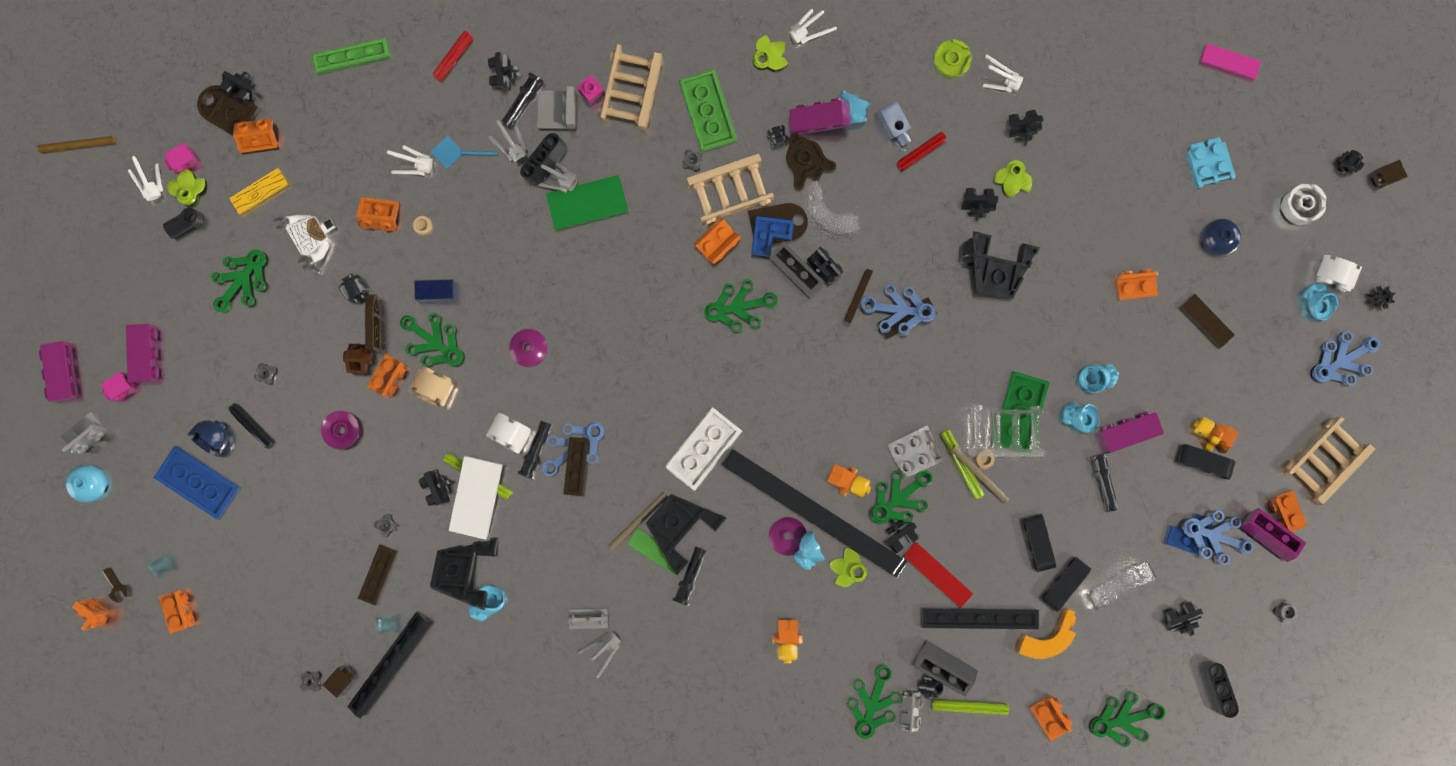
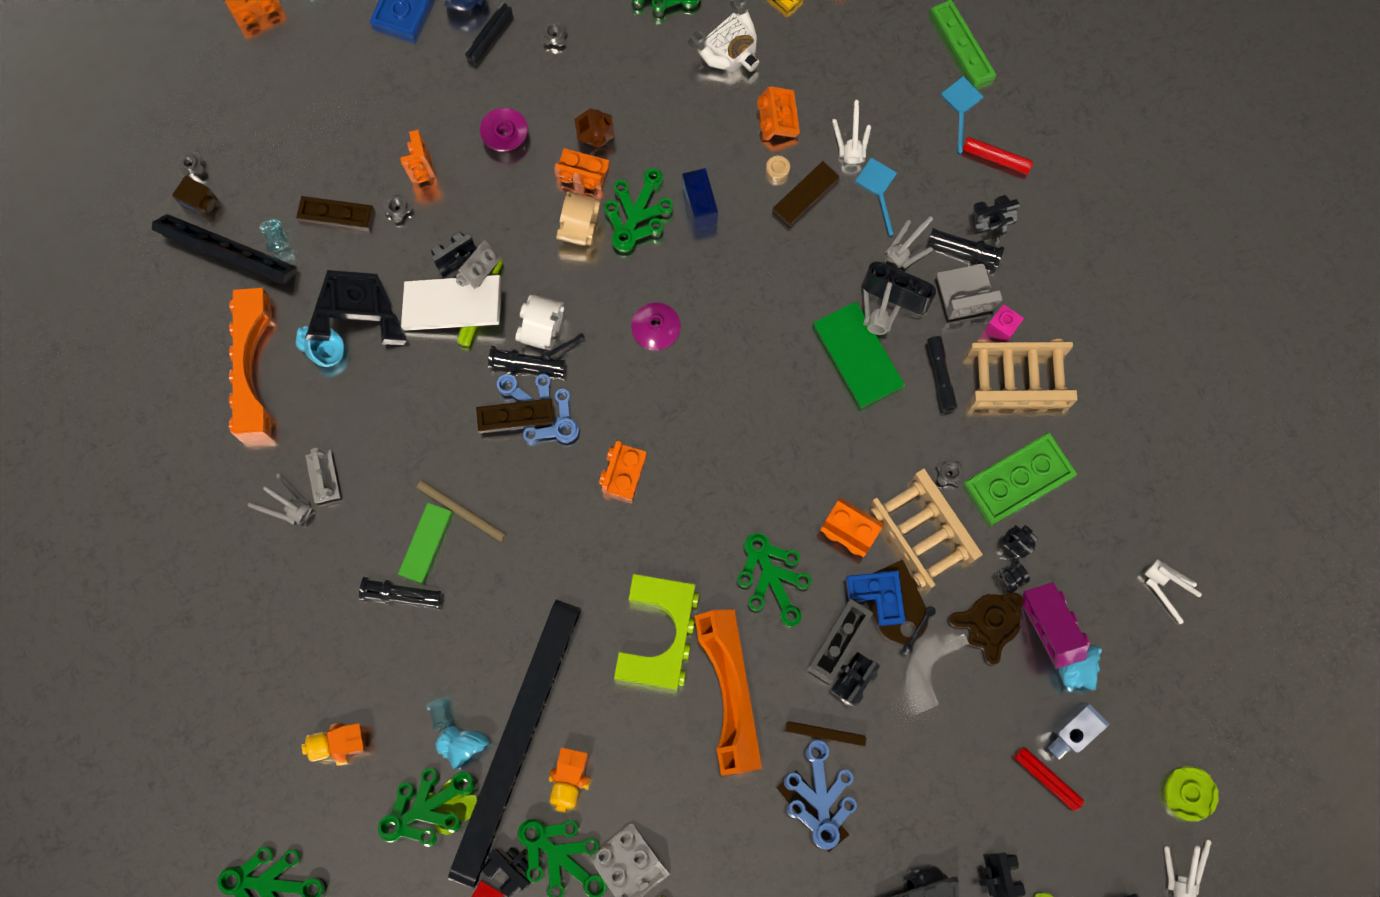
camera: 75 degrees right, 10 degrees down
(352, 287) = (680, 105): black head -> none
(358, 500) = (419, 163): none -> orange bracket
(372, 324) = (640, 134): dark brown tile -> none
(396, 69) = (961, 97): none -> dark azure piece
(448, 209) = (806, 193): none -> dark brown tile
(448, 652) = (250, 316): none -> orange arch
(453, 470) = (477, 266): none -> light grey hinge
(535, 434) = (547, 355): none -> black hinge
(603, 144) = (945, 388): none -> black piece
(636, 395) = (623, 471): none -> orange bracket
(673, 522) = (468, 556): black wing -> none
(703, 449) = (573, 573): white tile -> none
(742, 377) = (665, 669): none -> lime arch
(754, 124) = (1020, 541): none -> black gear
(771, 52) = (1122, 543): lime plate -> none
(778, 531) = (492, 710): magenta dish -> none
(784, 563) = (440, 714): none -> clear light blue bush
(789, 201) = (929, 612): none -> black hinge
(846, 587) = (423, 808): none -> green plant
(850, 357) = (738, 741): none -> orange arch

